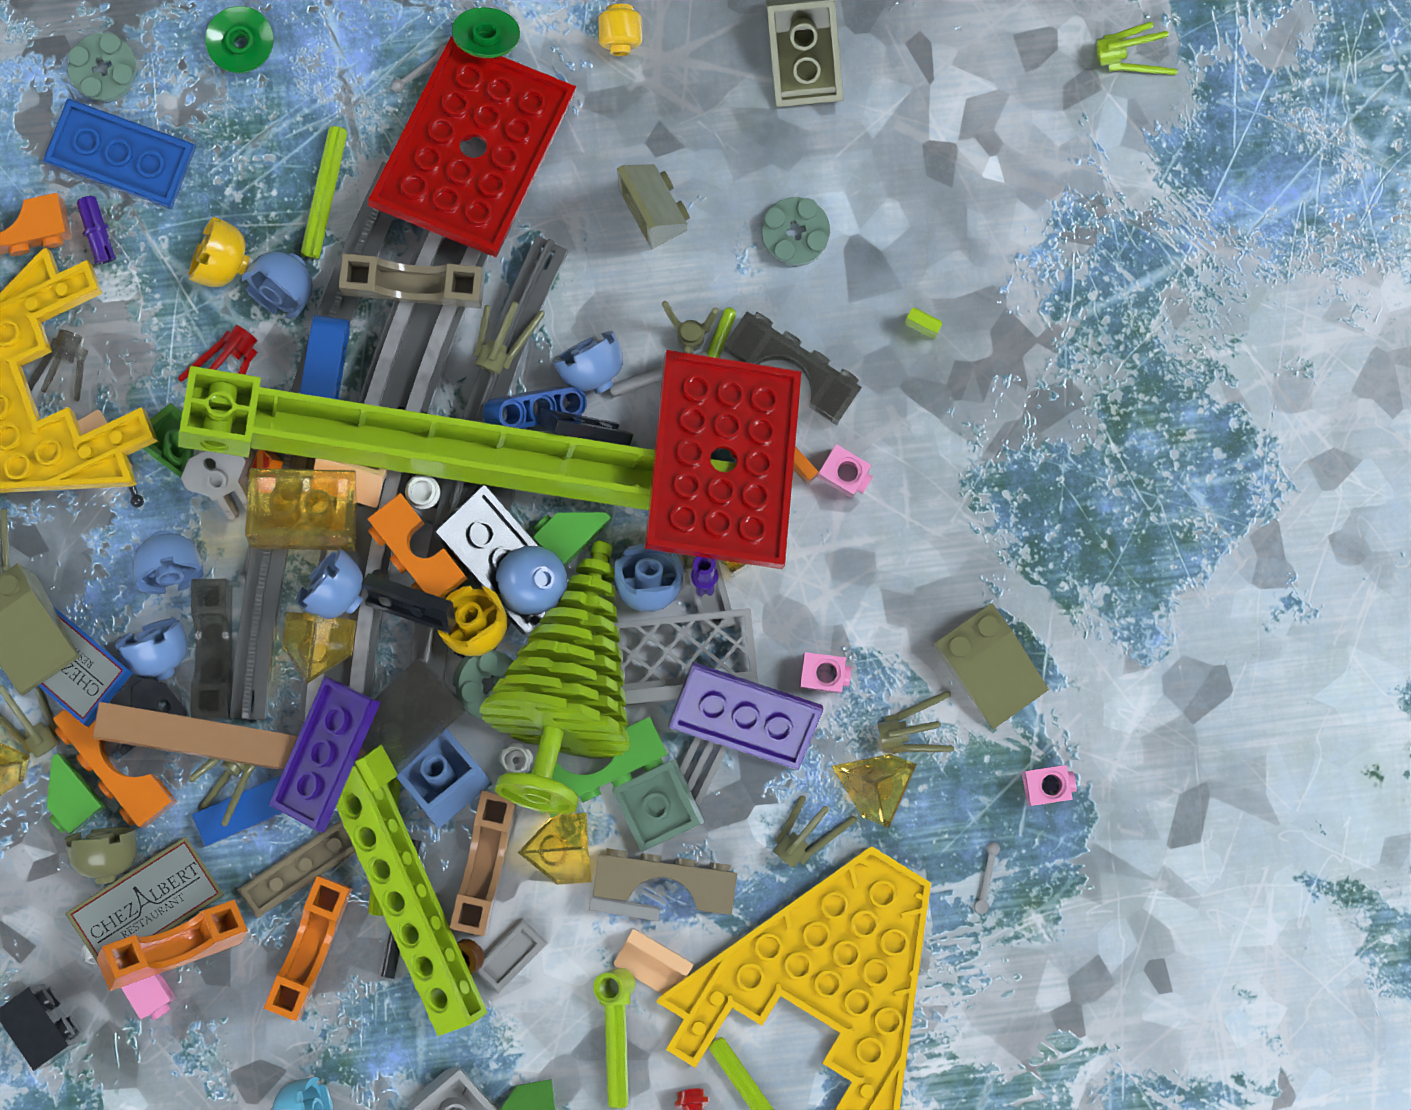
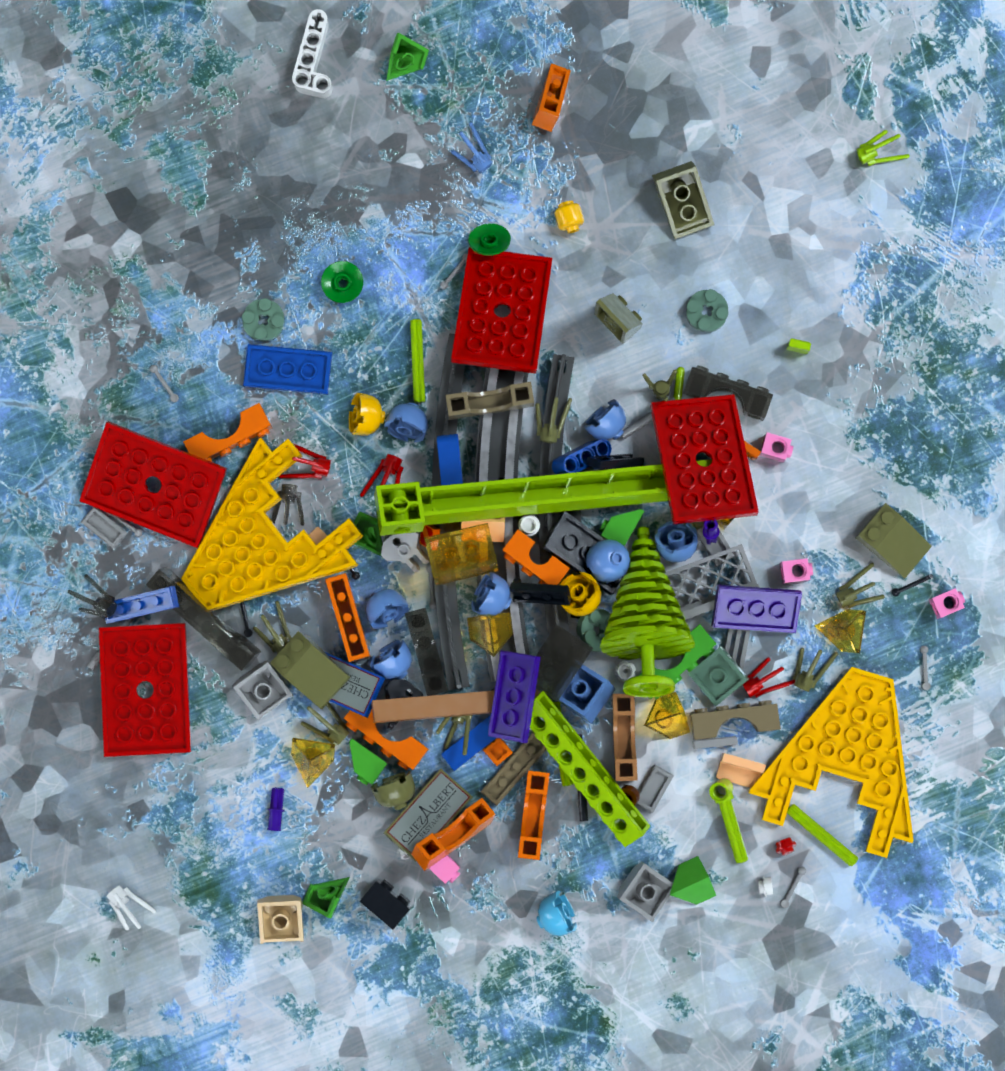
camera: 10 degrees left, 0 degrees up
(95, 230) = (286, 419): dark purple axle -> none
(103, 563) = (348, 618): none -> orange brick
(128, 316) = (319, 465): none -> red plant
(283, 834) = (498, 751): none -> orange tile
(376, 768) = (547, 697): lime tile -> none
(710, 834) = (754, 685): none -> red plant
(973, 746) = (895, 592): none -> black hinge

